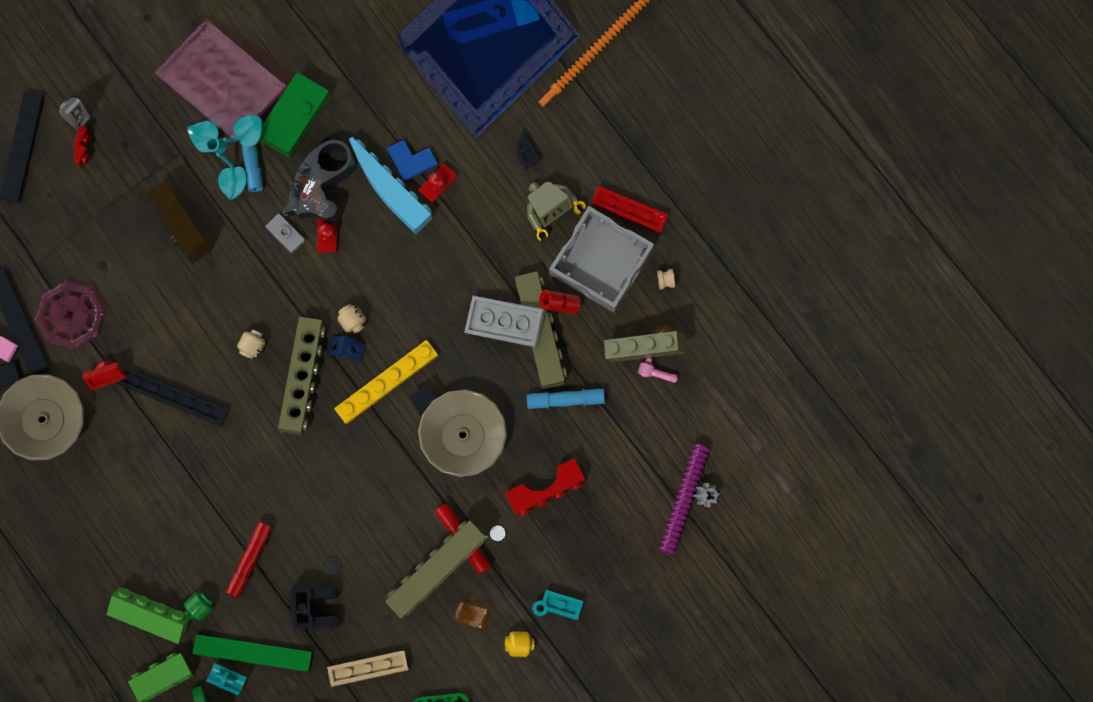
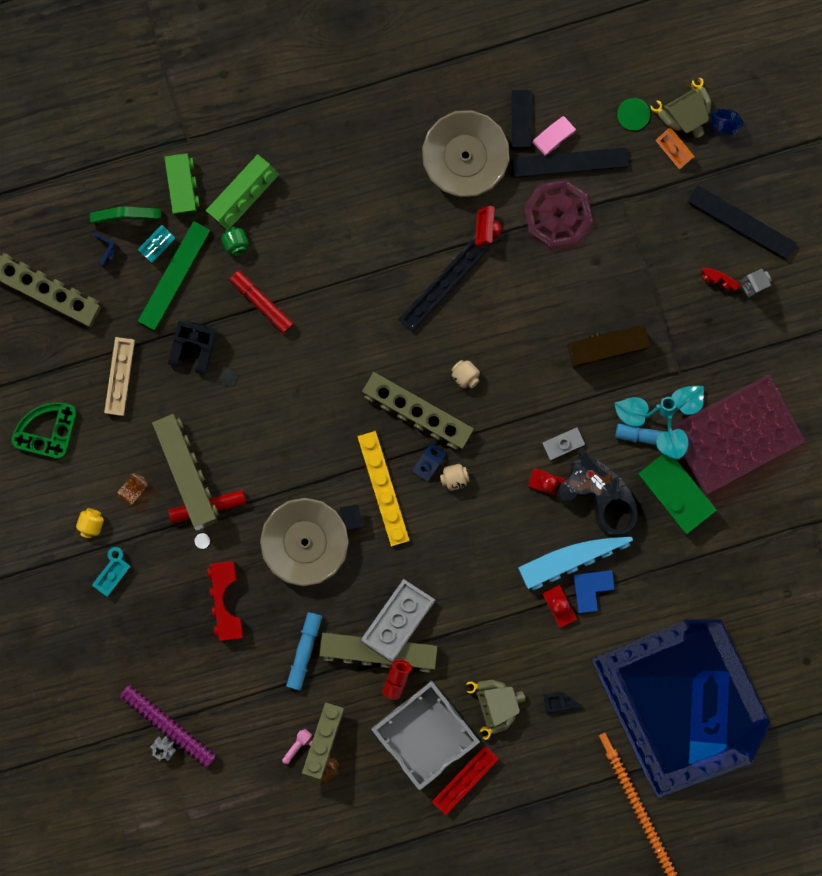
camera: 100 degrees right, 10 degrees up
(666, 279) = (384, 789): tan wheel -> none

